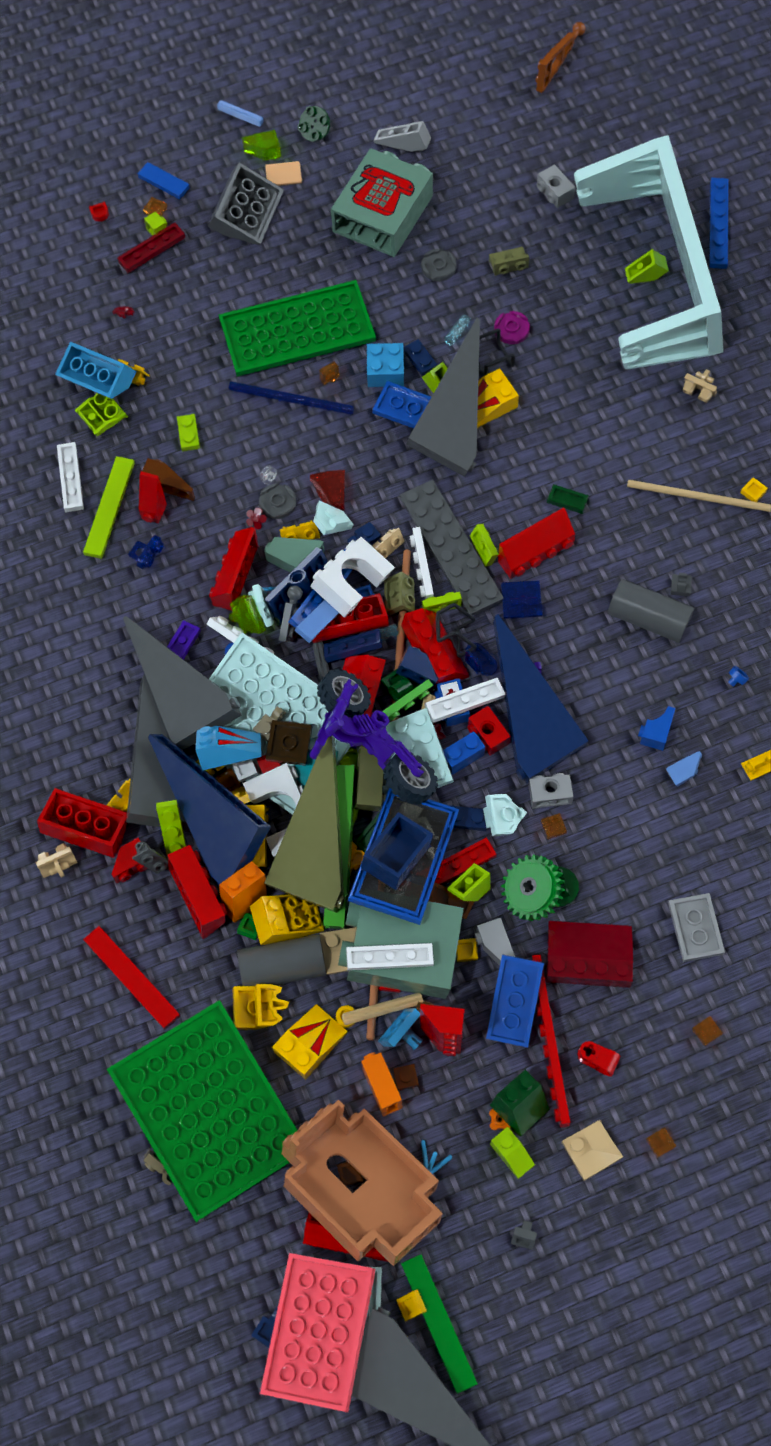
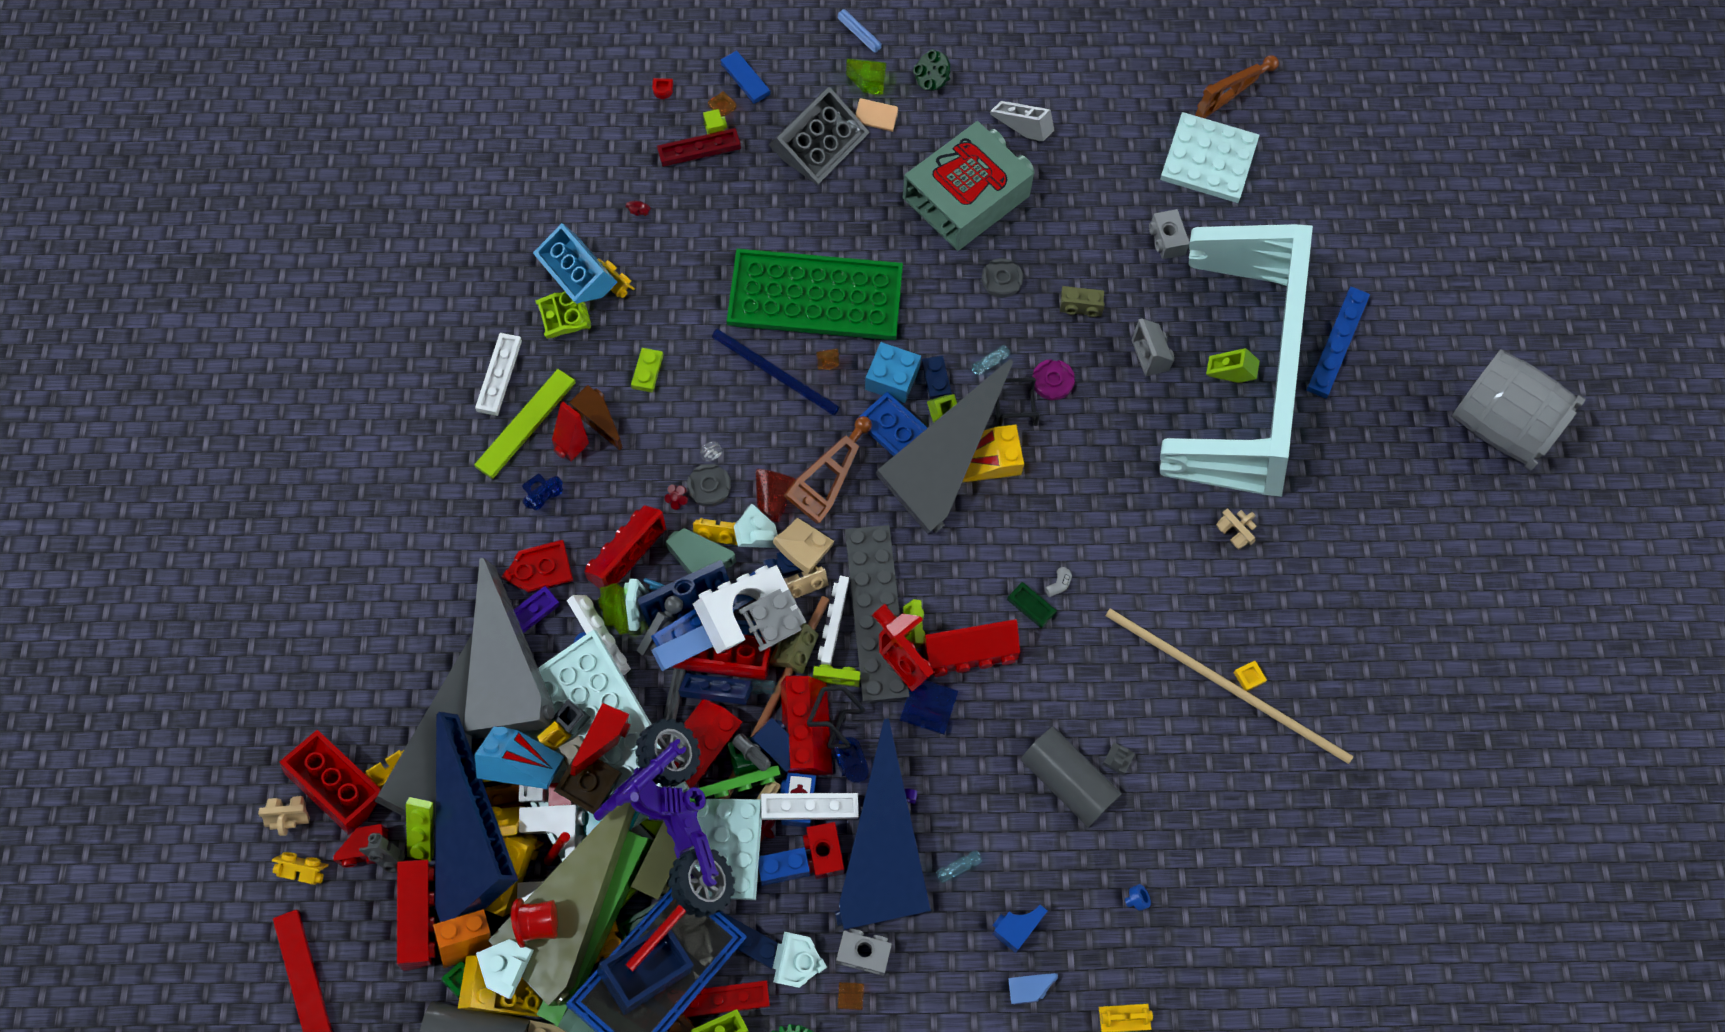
camera: 15 degrees right, 0 degrees up
(78, 896) = (290, 864): none -> yellow hinge
(171, 609) = (540, 567): none -> red tile
(246, 721) = (554, 736): none -> yellow tile
(253, 702) = (571, 717): none -> black slope
(285, 801) = (556, 848): none -> red bar
(286, 894) = (504, 966): none -> light aqua plate
(287, 703) = (602, 736): none -> red slope
(298, 850) = (534, 921): none -> red piece
(360, 481) = (809, 500): none -> dark orange plate
(373, 517) = (803, 545): none -> tan plate
(376, 575) = (773, 618): none -> light grey plate
(396, 824) = (655, 938): none -> red bar
(404, 676) = (751, 752): none -> dark grey axle
(484, 563) = (898, 650): none -> red plate
(561, 117) = (1210, 157): none -> light aqua plate
(578, 276) = (1152, 348): none -> light grey slope
(584, 474) = (1063, 580): none -> light grey arm
(594, 704) = (959, 866): none -> clear light blue axle

